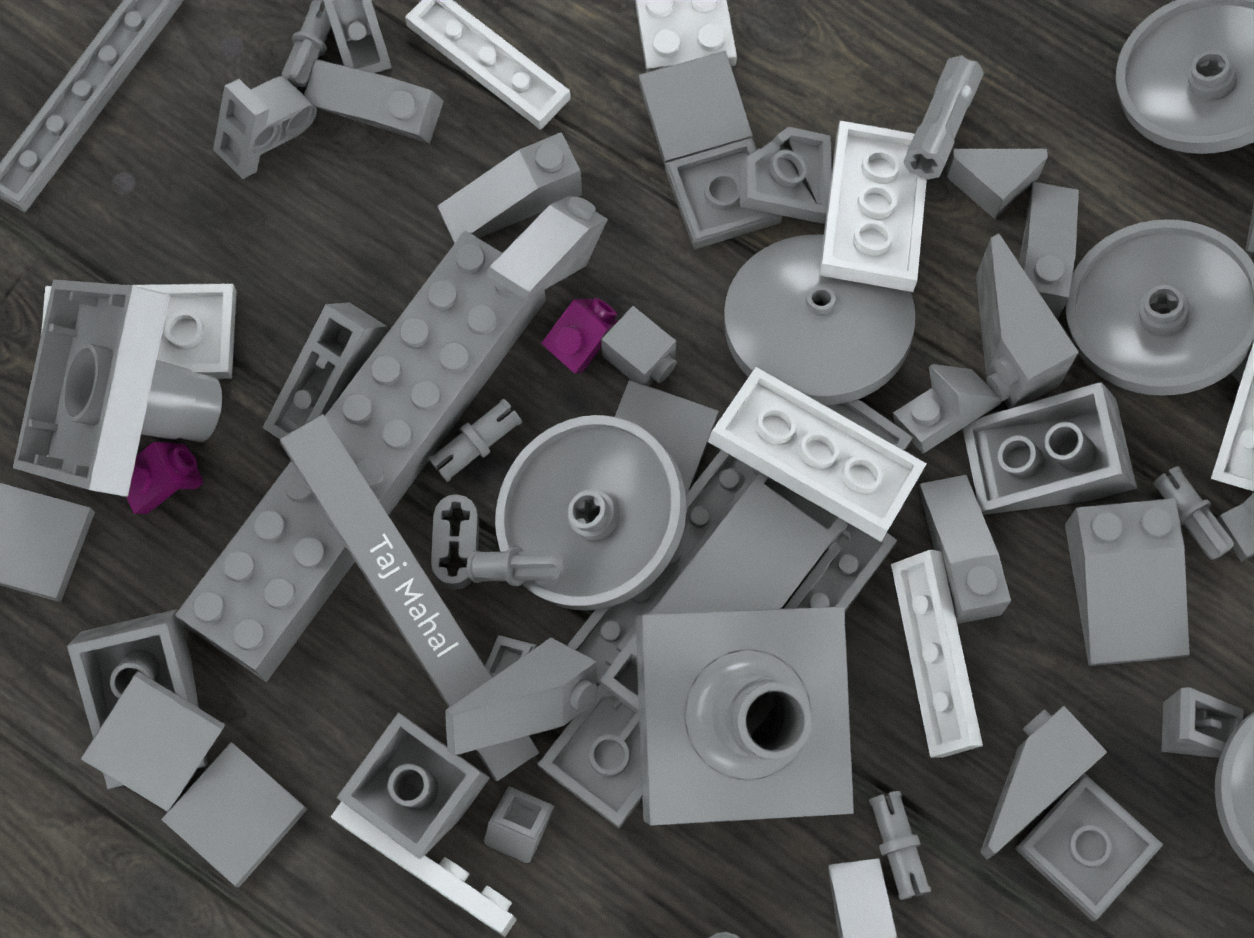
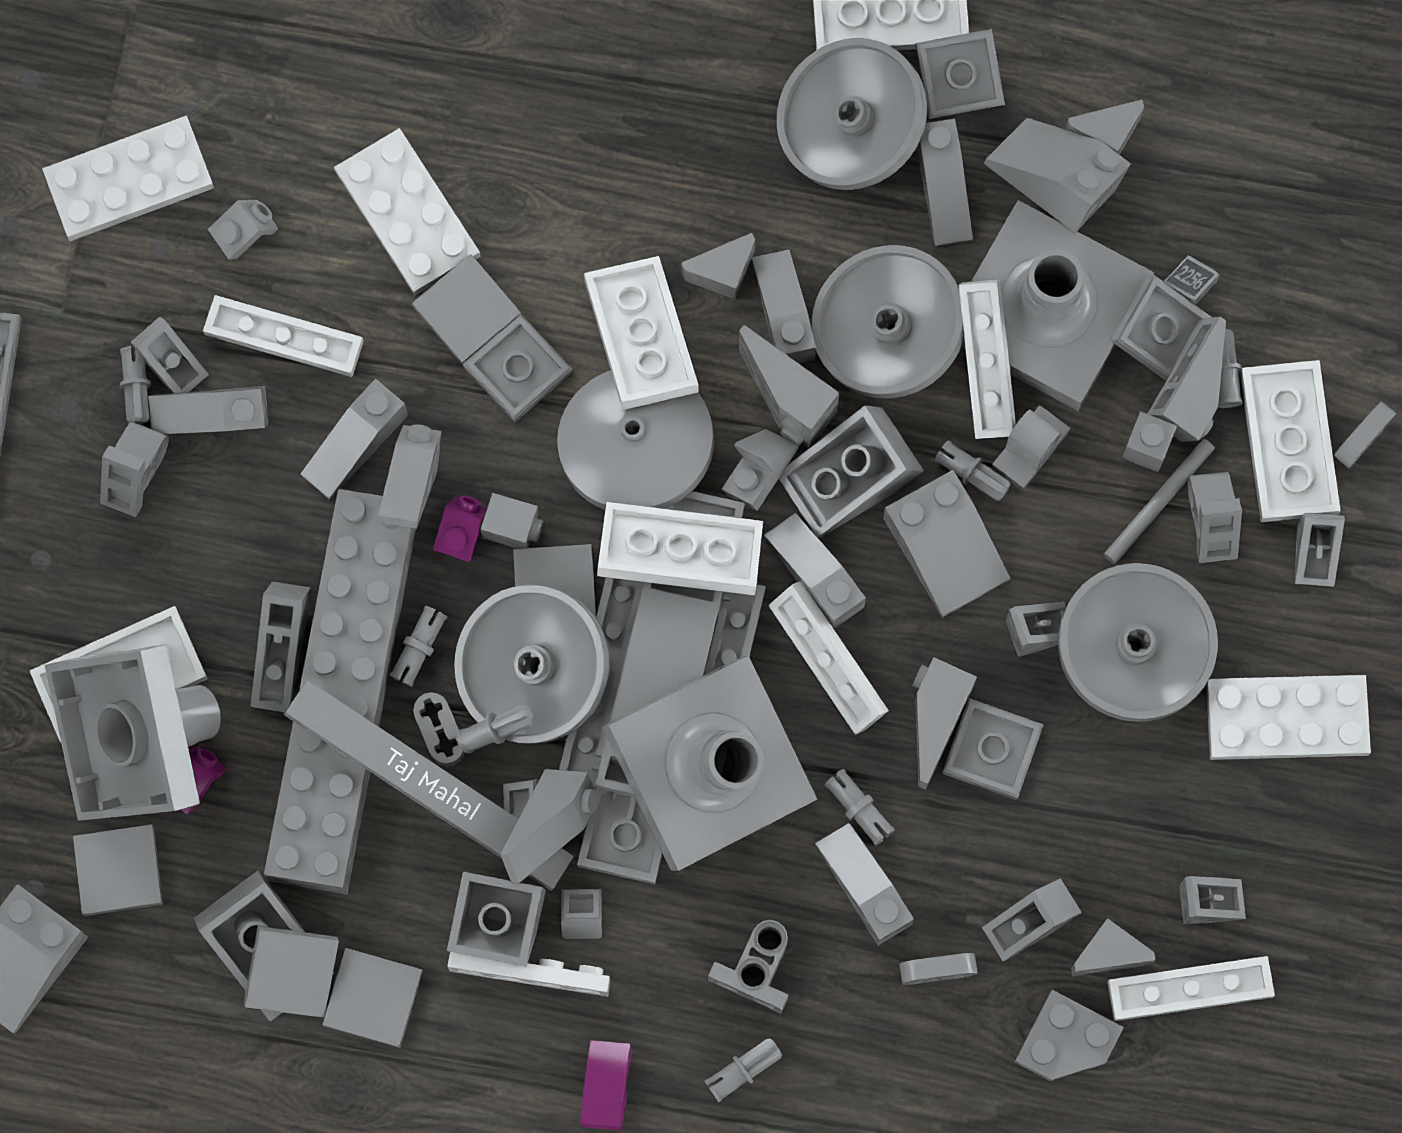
camera: 25 degrees left, 5 degrees up
(789, 176) = (564, 335): light grey plate -> none
(942, 120) = (663, 254): light grey axle -> none

